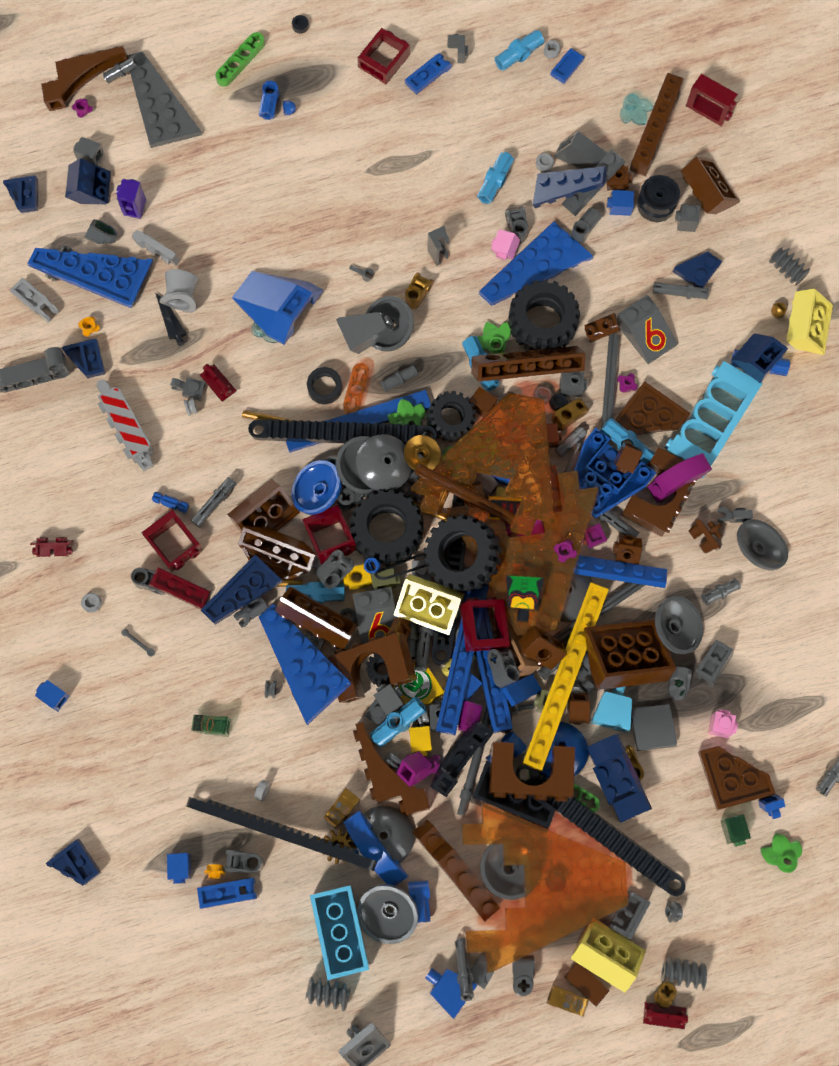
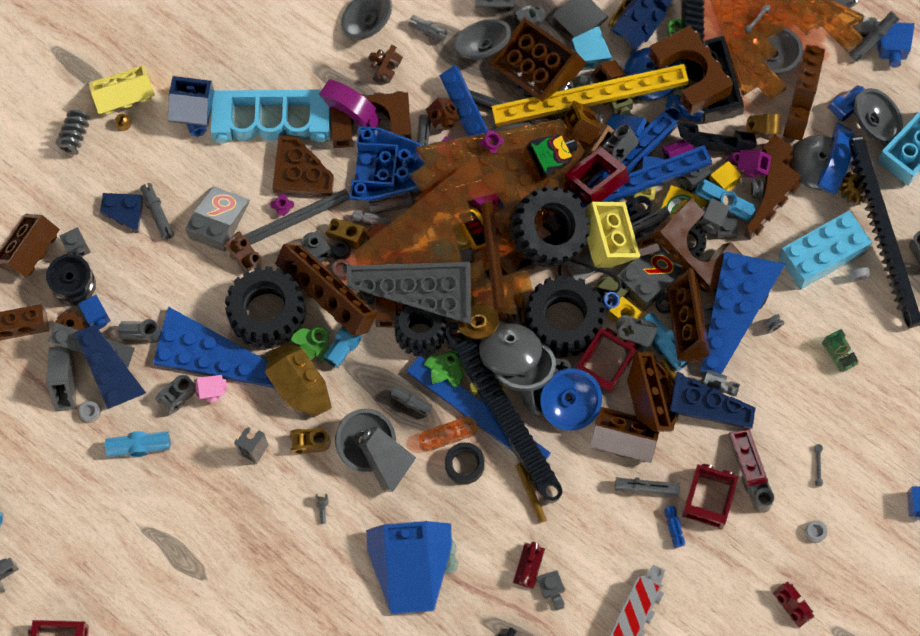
camera: 120 degrees left, 5 degrees down
(190, 406) = (571, 572): light grey bush -> none
(301, 776) = (825, 249): none -> medium azure brick
(341, 808) = (824, 204): pearl gold leg -> none
(427, 73) = (52, 586): blue plate -> none
(443, 805) = (764, 124): none -> pearl gold piece
(466, 793) = (739, 120): dark grey bar -> none
(470, 305) = (297, 380): none -> pearl gold wedge
(477, 427) = (426, 286): none -> dark grey wing
(551, 885) = (766, 9): none -> dark grey hinge
(619, 433) = (342, 169): dark azure piece -> none
(627, 458) = (361, 153): reddish brown brick -> none
(738, 515) = (350, 49): dark grey plate -> none

